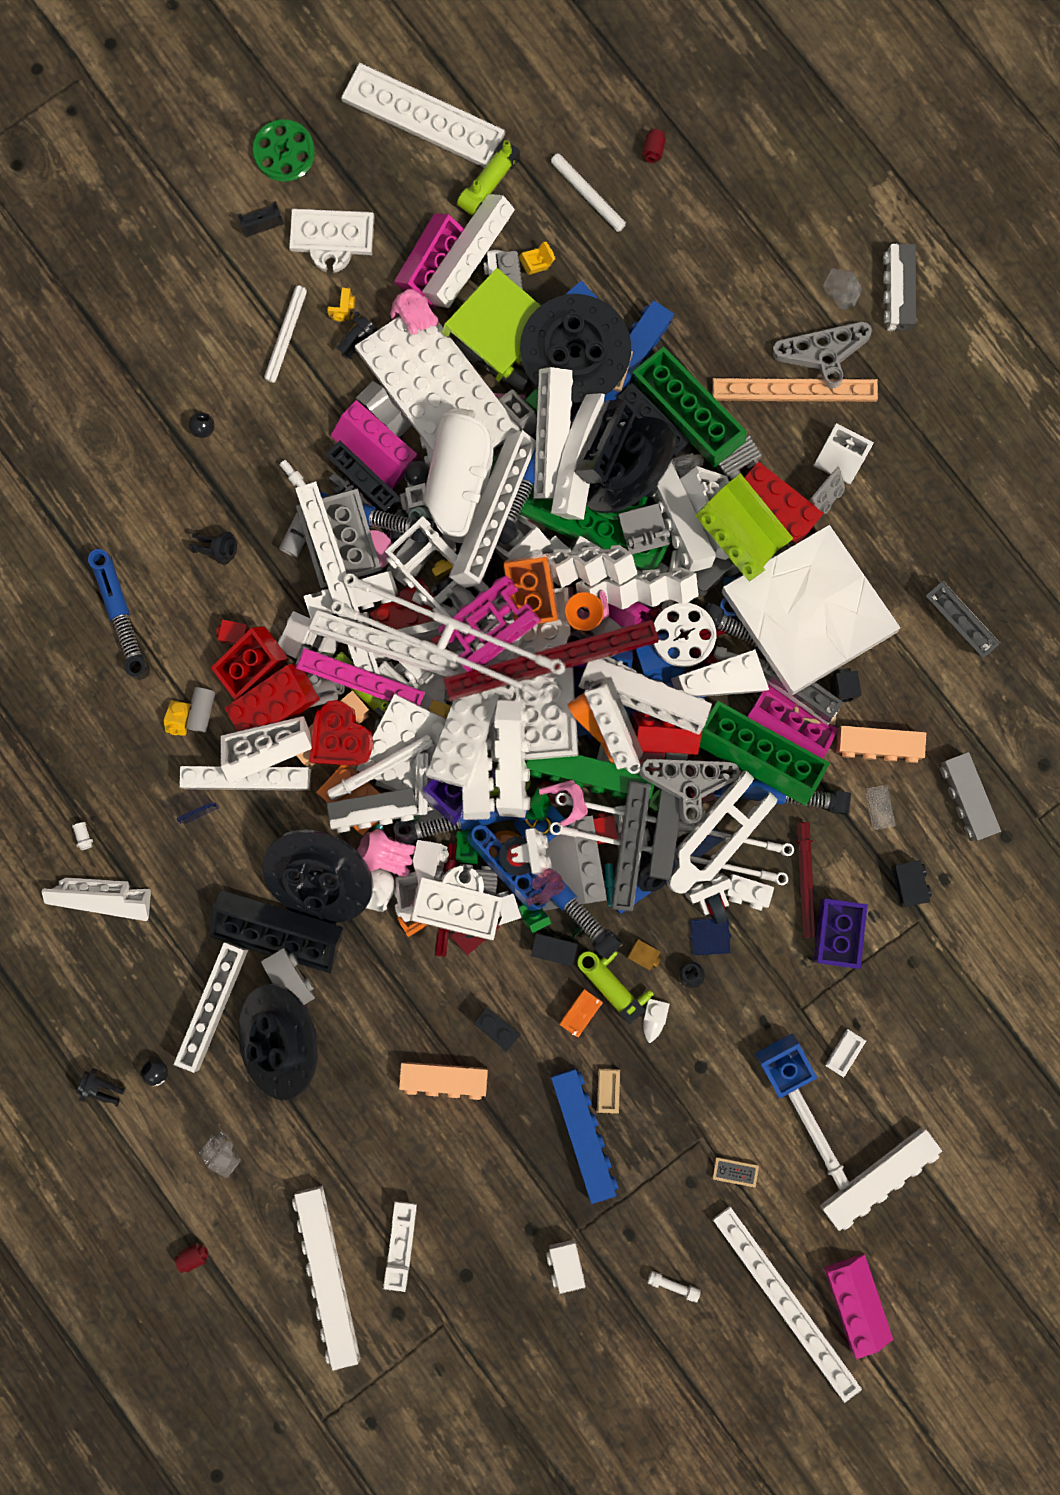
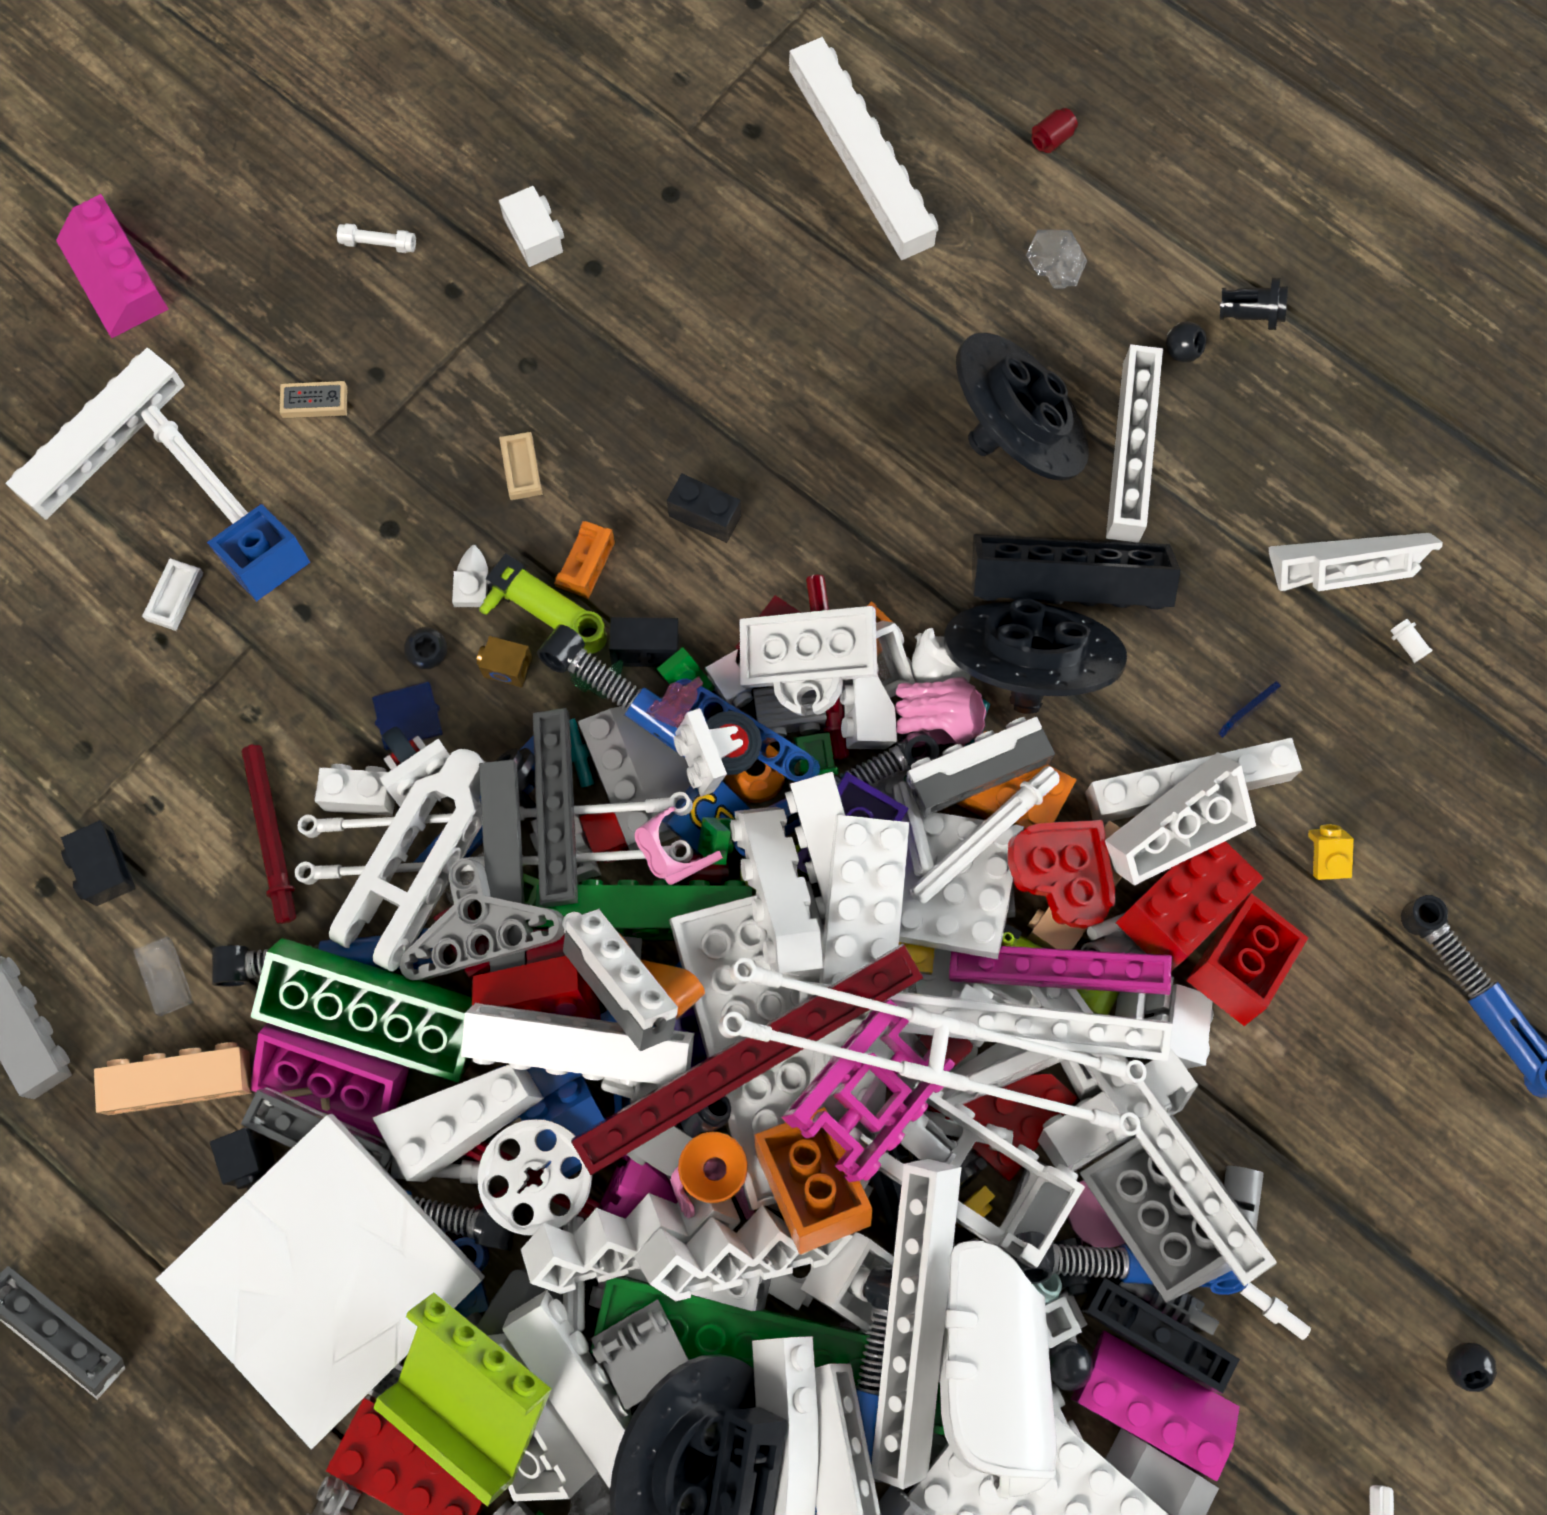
camera: 165 degrees right, 10 degrees down
(201, 709) = (1300, 872): light grey pin -> none
(222, 546) = (1359, 1149): black piece -> none
(231, 632) = (1292, 1009): red brick -> none
(283, 971) = (1033, 503): light grey brick -> none
(400, 1246) = (770, 202): white slope -> none
(443, 1079) = (766, 424): light nougat brick -> none
(583, 1135) = (544, 396): blue brick -> none
(787, 1304) = (214, 251): white plate -> none
(840, 933) = (200, 758): dark purple brick -> none

